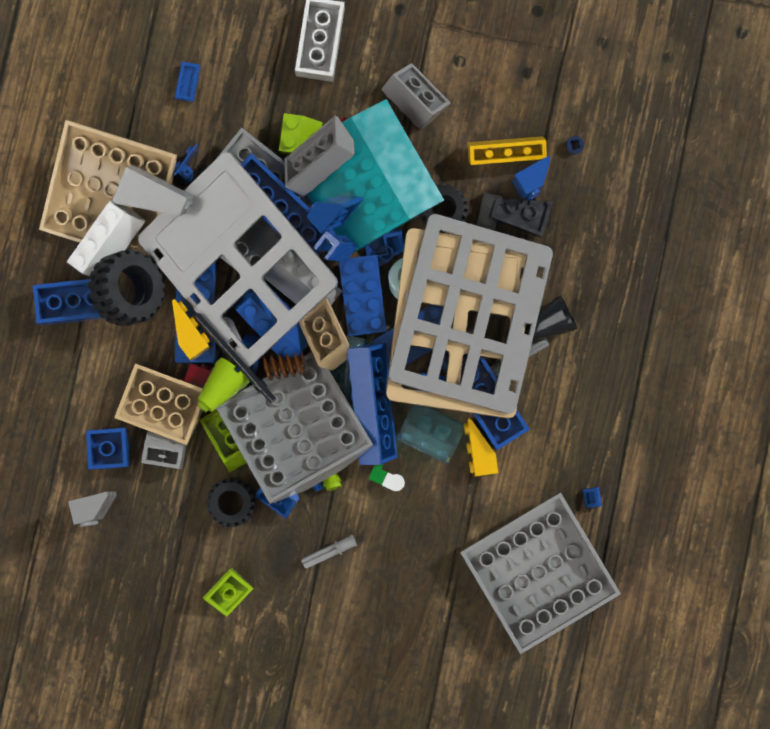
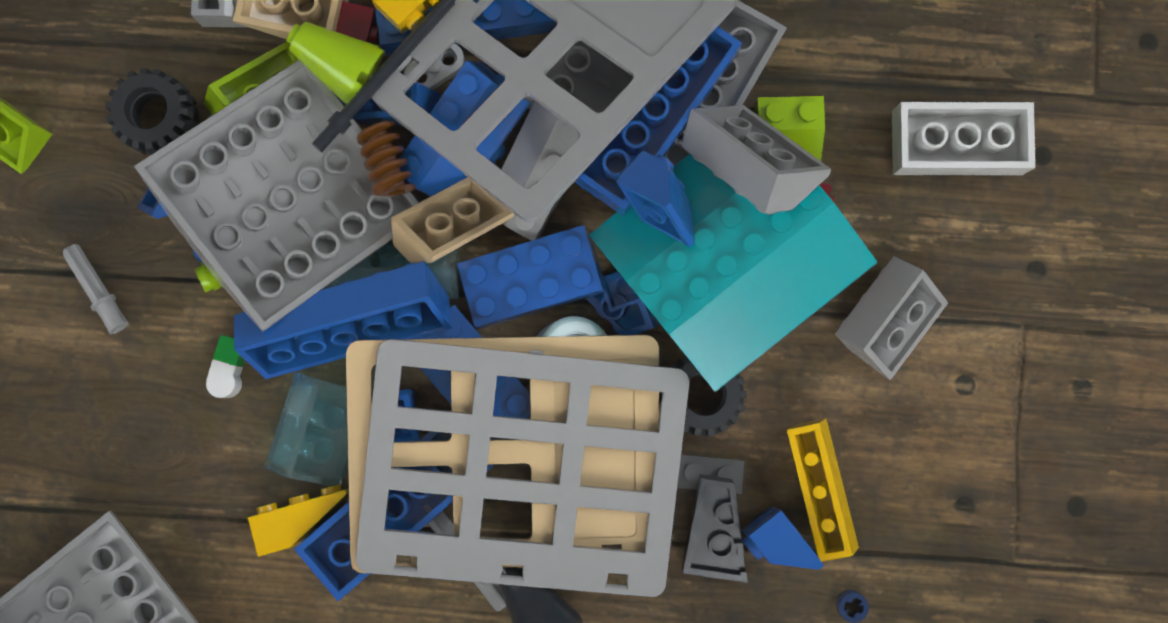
camera: 85 degrees right, 0 degrees up
(339, 246) = (599, 219): blue window -> none

